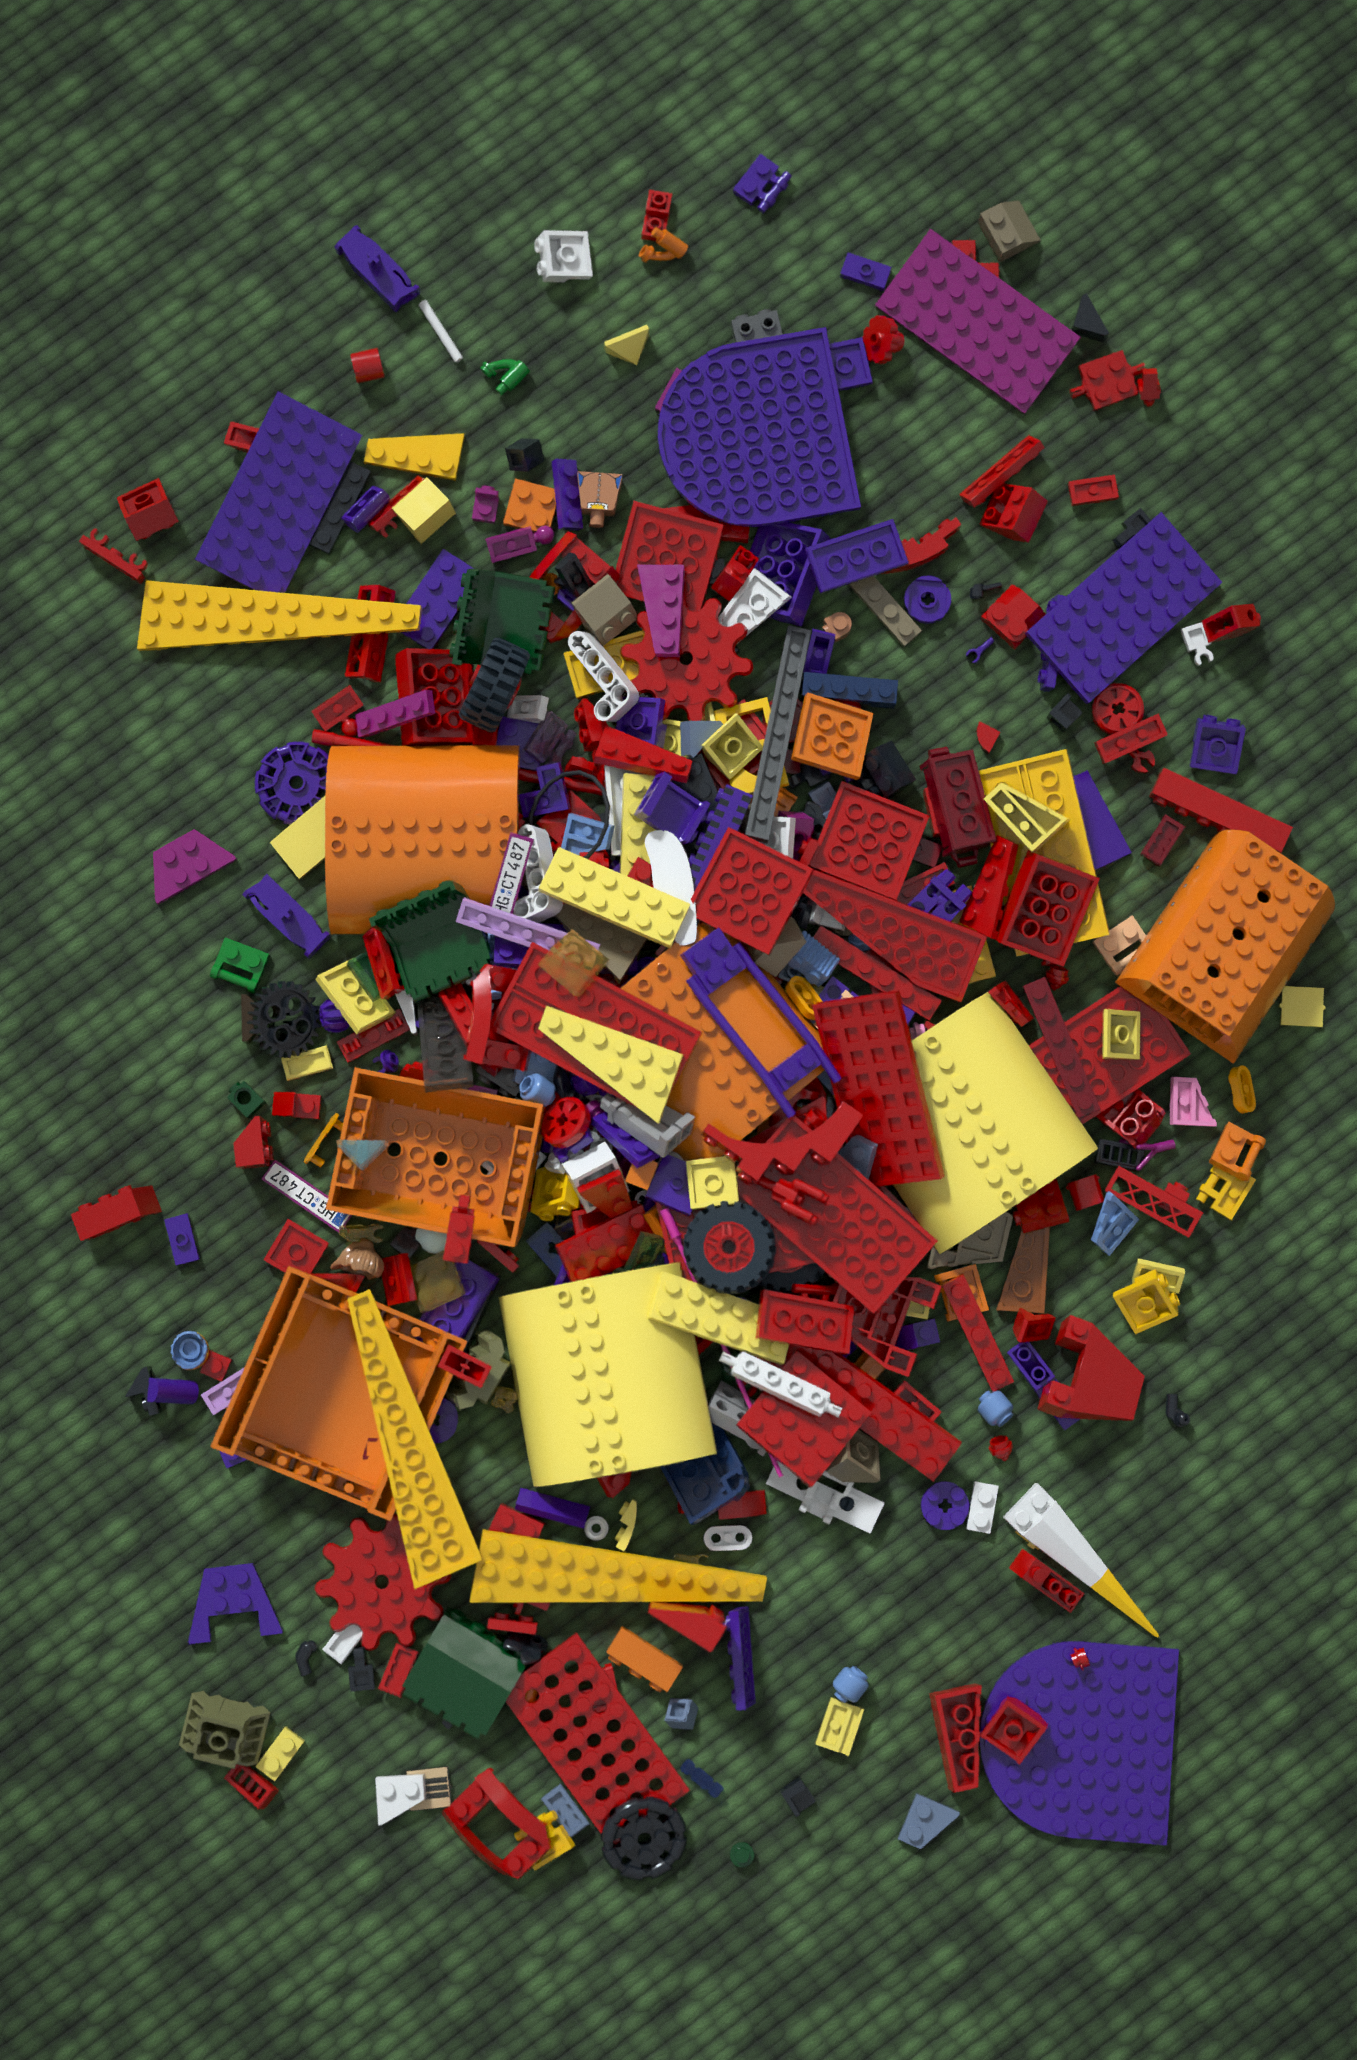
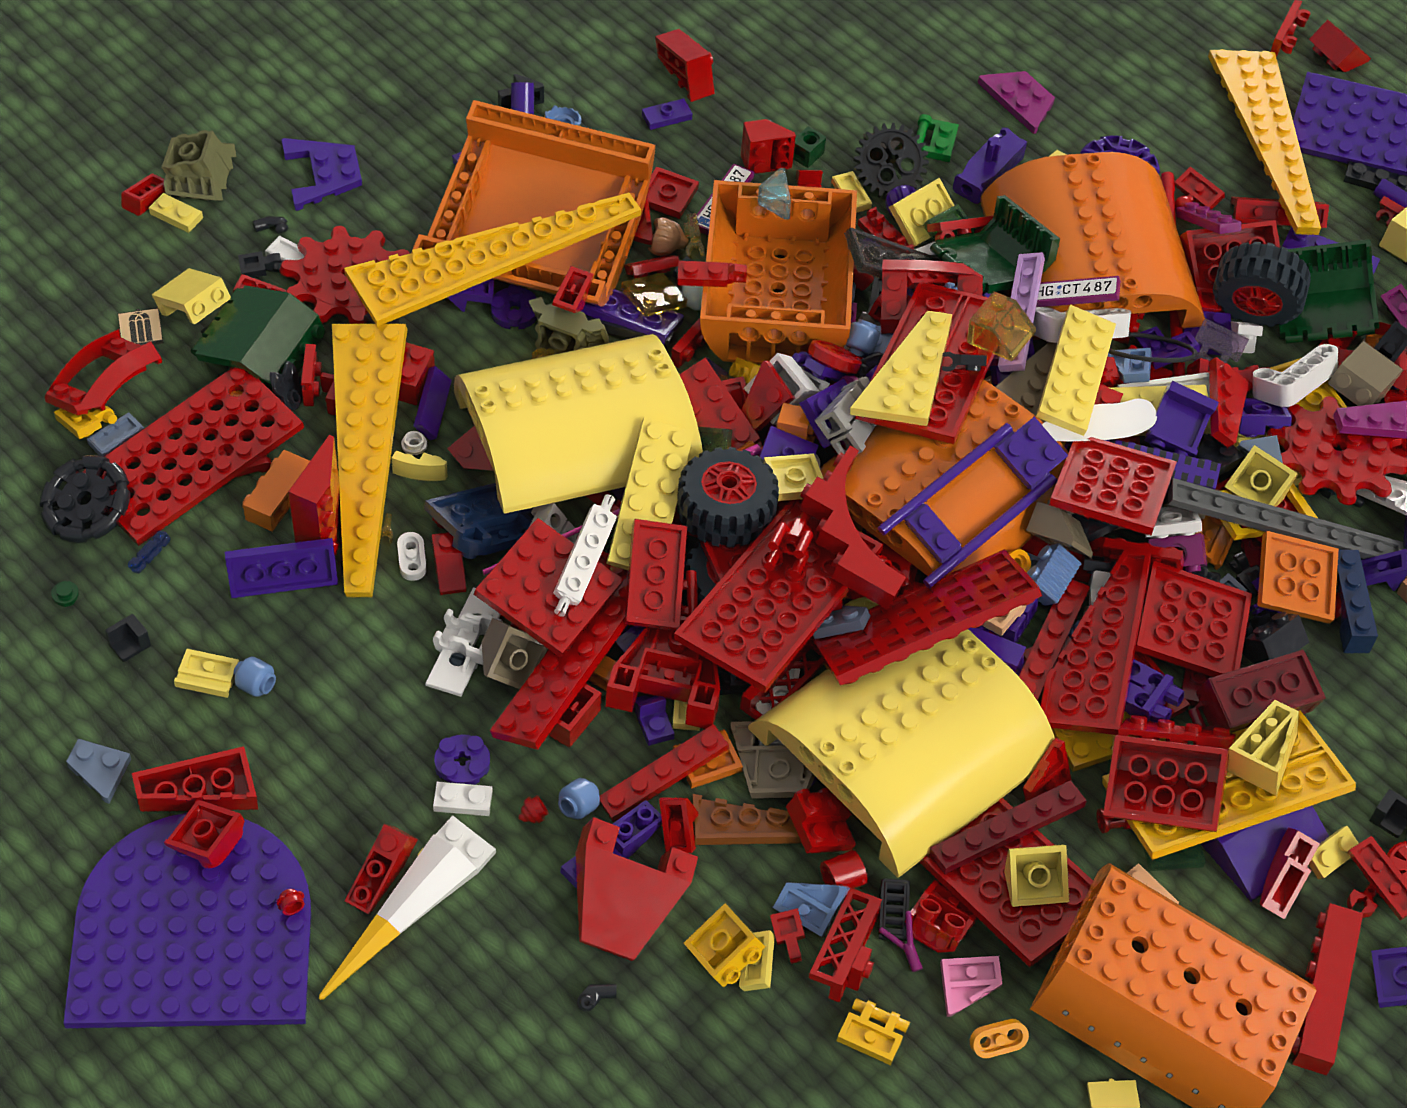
camera: 80 degrees right, 30 degrees down
(398, 1794) = (133, 301): white wing -> none
(408, 1738) = (193, 293): none -> light yellow panel
(613, 1002) = (971, 362): none -> black plate
(681, 1713) = (219, 529): sand blue slope -> none
(986, 736) = (1341, 740): red tile -> none
(1057, 976) = (1088, 828): red plate -> none
(1096, 774) = (1332, 852): none -> light yellow plate
(1116, 818) = (1288, 872): none -> red slope
(1134, 1246) = (788, 930): none -> red plate
(1162, 840) = (1275, 928): dark red plate -> none
(1229, 1148) = (926, 1029): orange plate -> none

